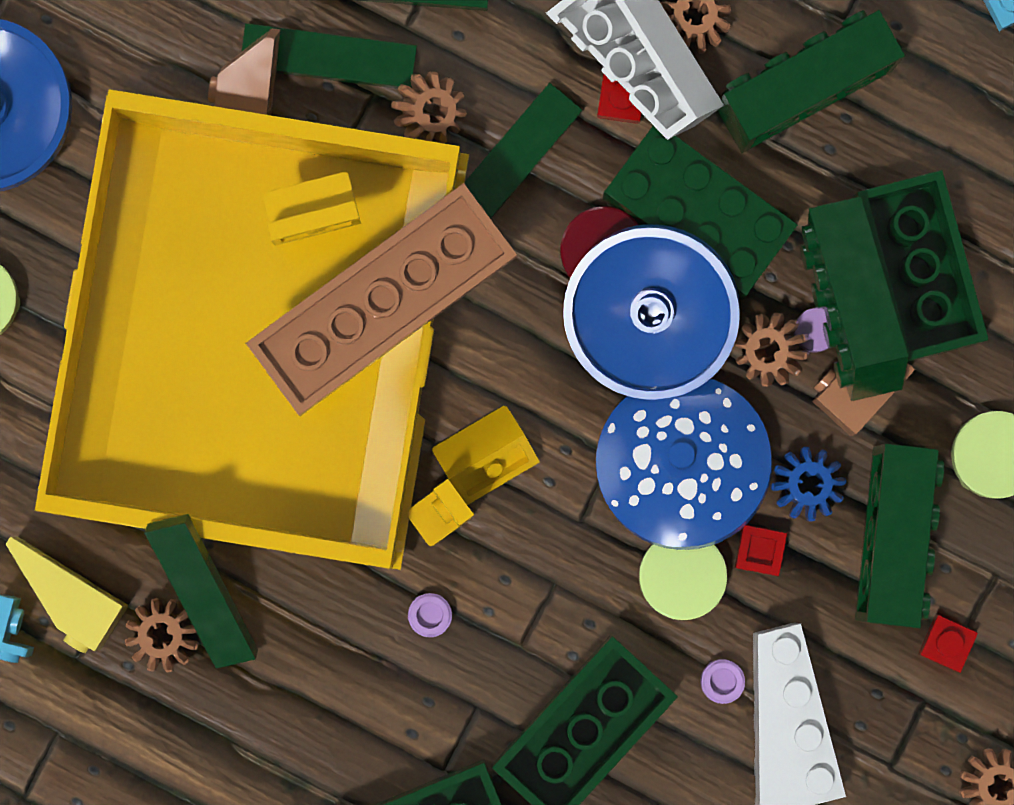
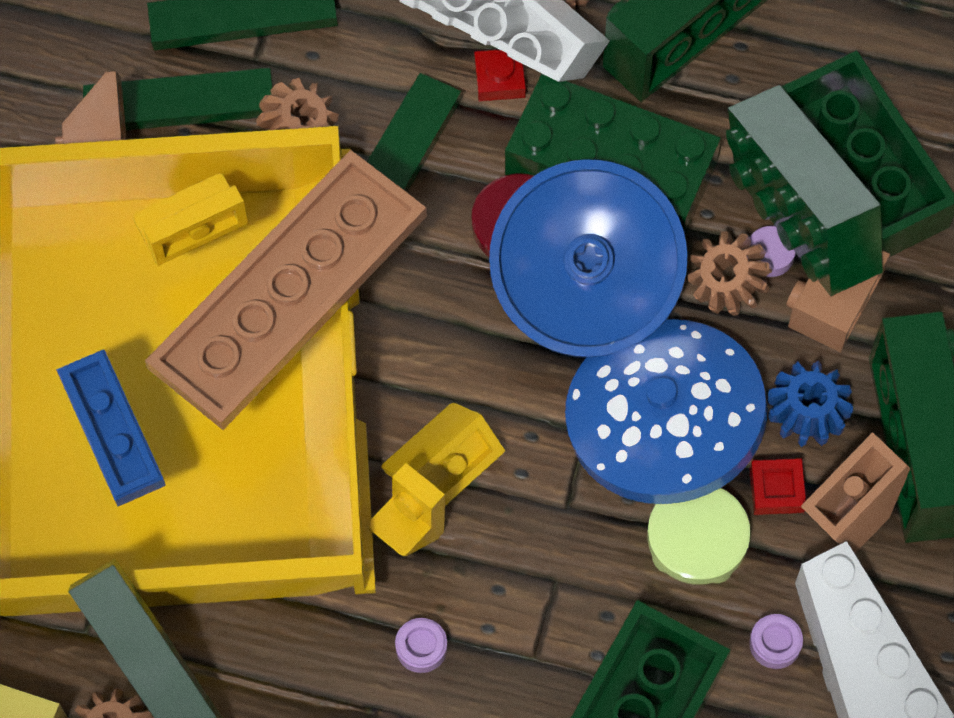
camera: 10 degrees left, 20 degrees down
(206, 390) = (111, 427): none -> blue tile
(821, 585) = (859, 493): none -> nougat slope

